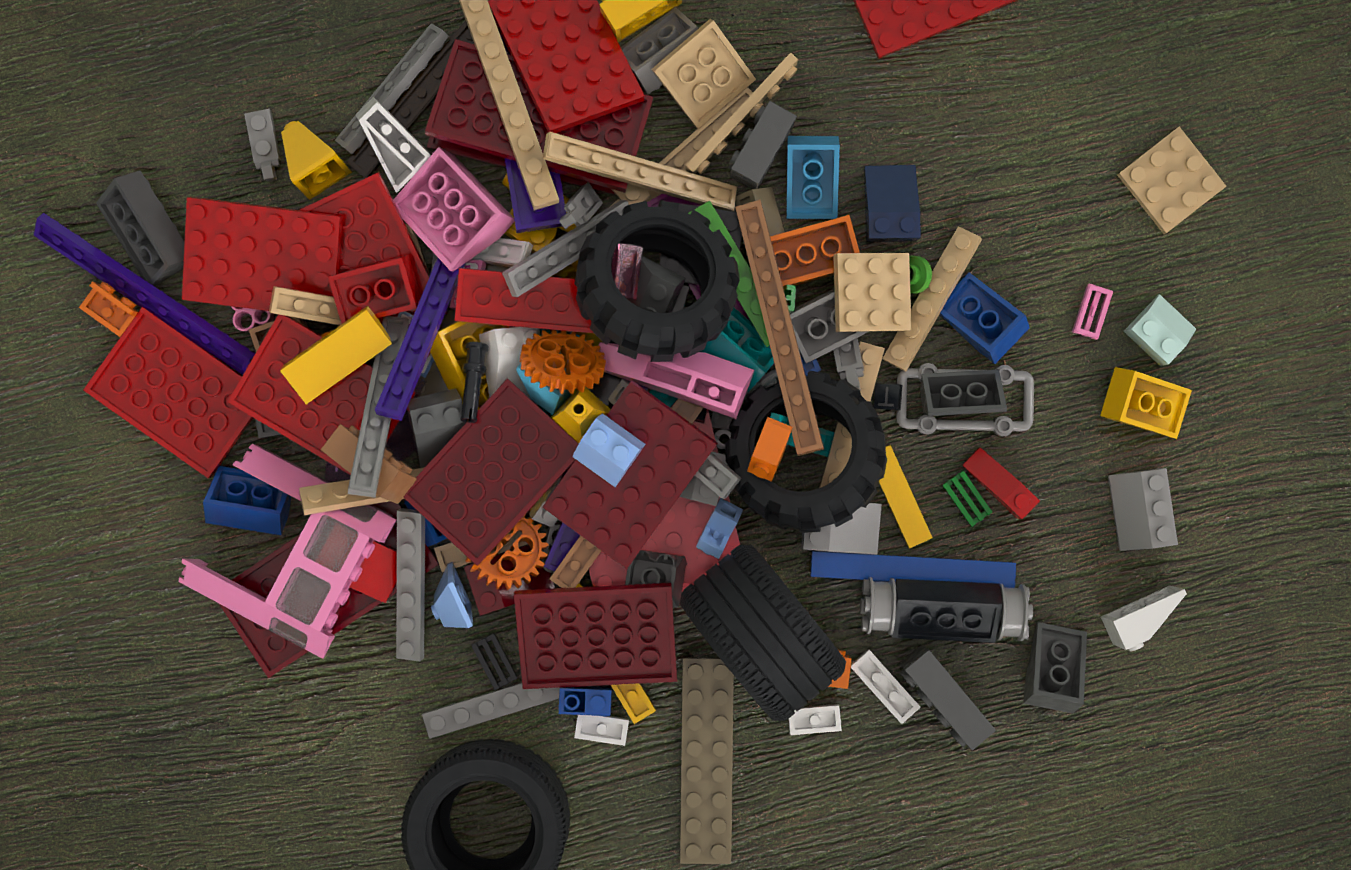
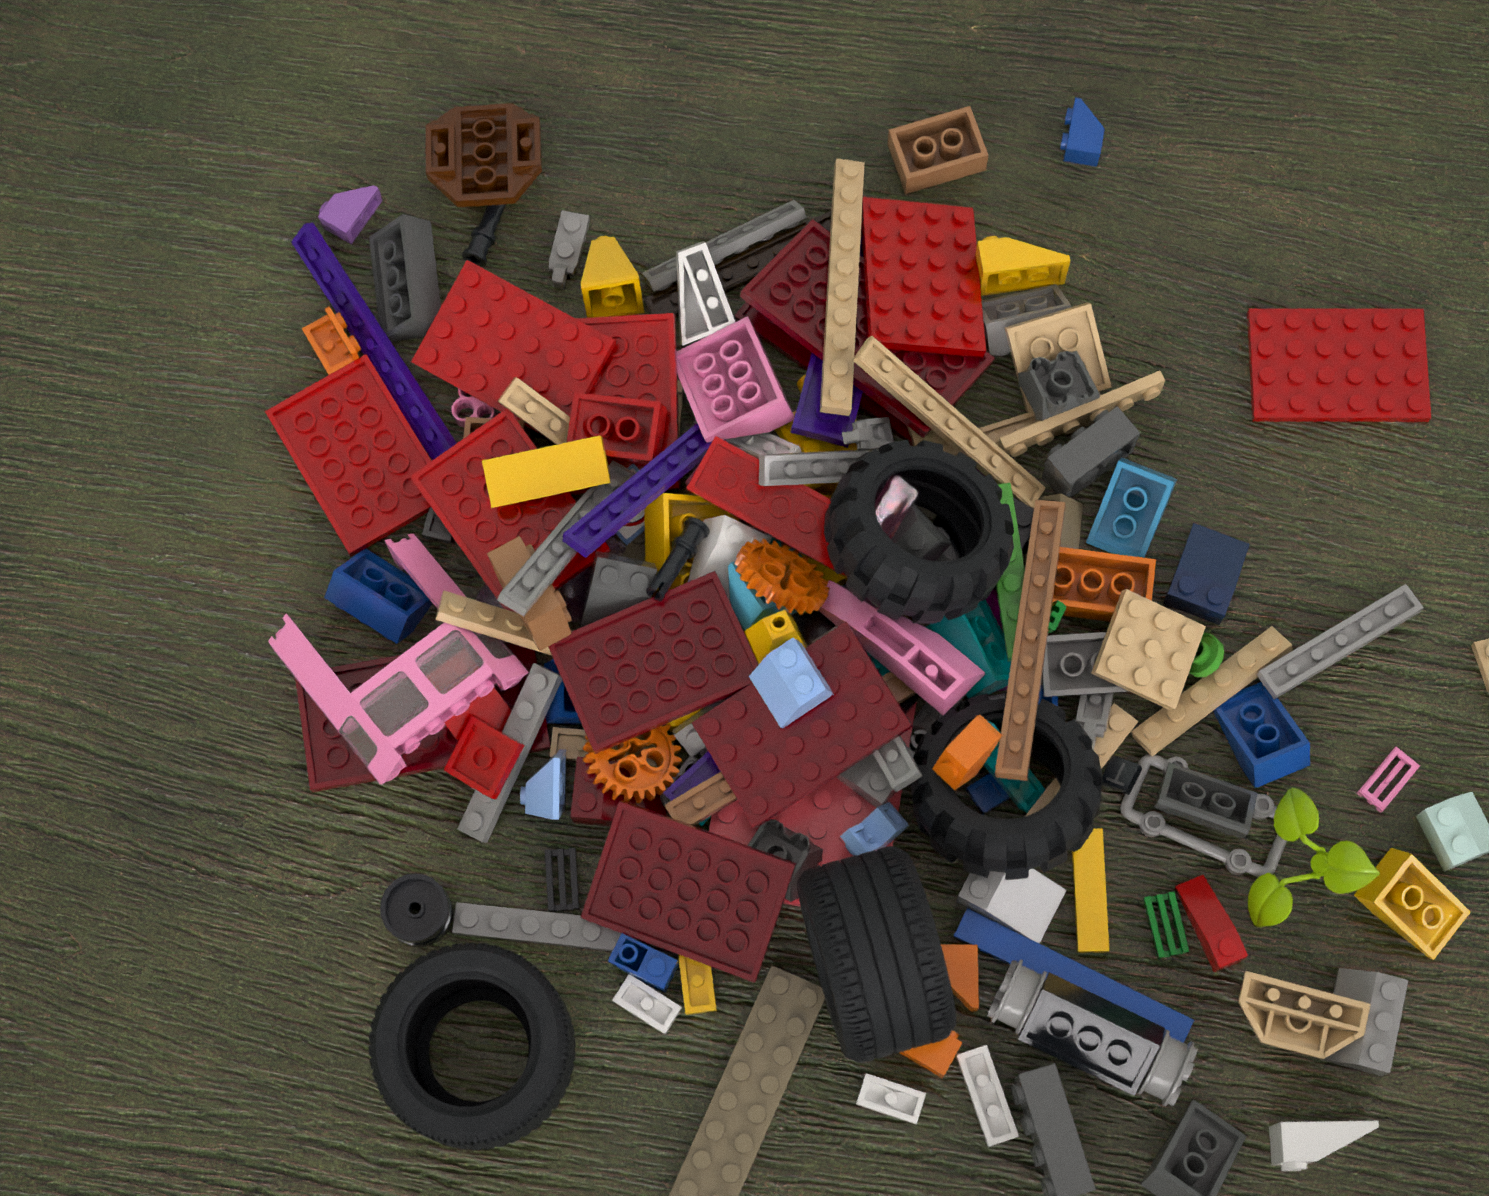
camera: 25 degrees right, 15 degrees down
(69, 189) = (349, 212): none -> medium lavender slope
(136, 82) = (467, 135): none -> reddish brown piece
(189, 164) = (483, 235): none -> black pin
(387, 749) = (407, 894): none -> black wheel
(392, 601) = (484, 757): none -> red plate
(713, 100) = (1057, 384): none -> dark grey slope
(791, 459) = (987, 794): none -> blue plate
(826, 602) = (963, 972): none -> orange slope
(1016, 217) = (1339, 641): none -> light grey plate
(1092, 409) = (1343, 867): none -> lime plant
(1096, 529) = (1301, 1016): none -> tan wedge

